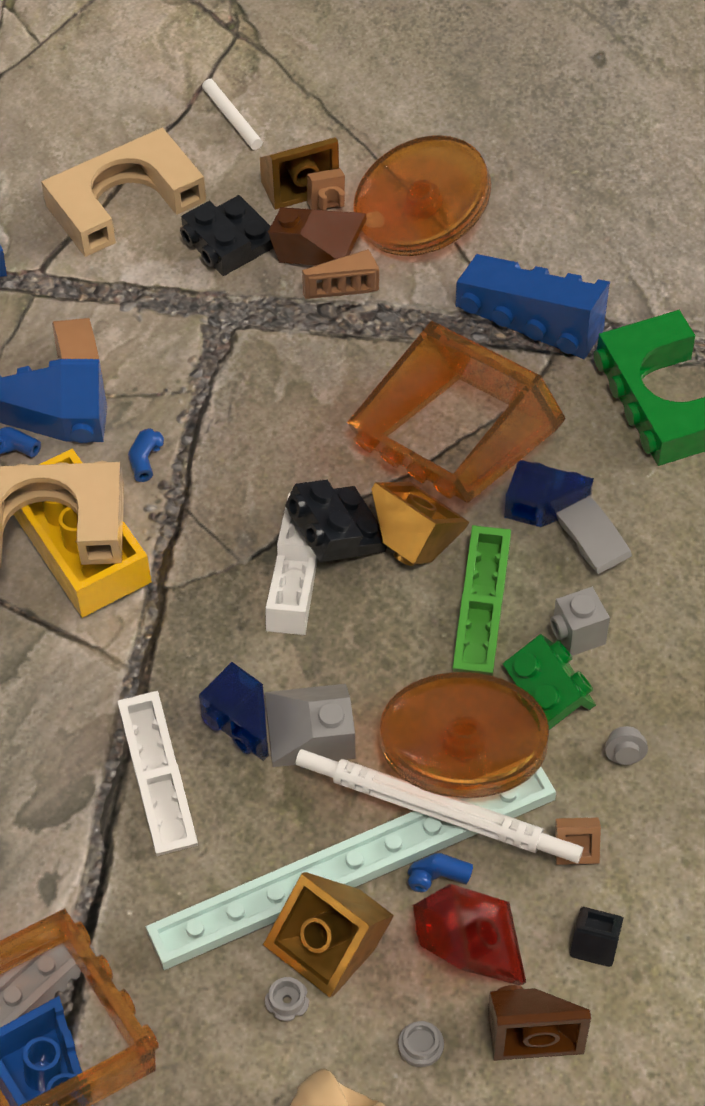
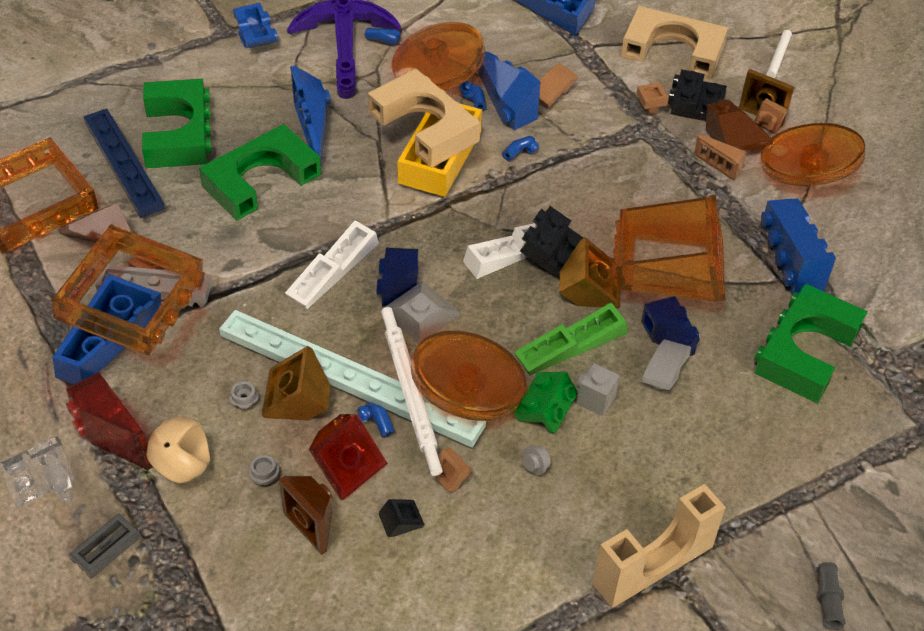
camera: 50 degrees right, 5 degrees down
(194, 272) = (652, 97): none -> medium nougat tile

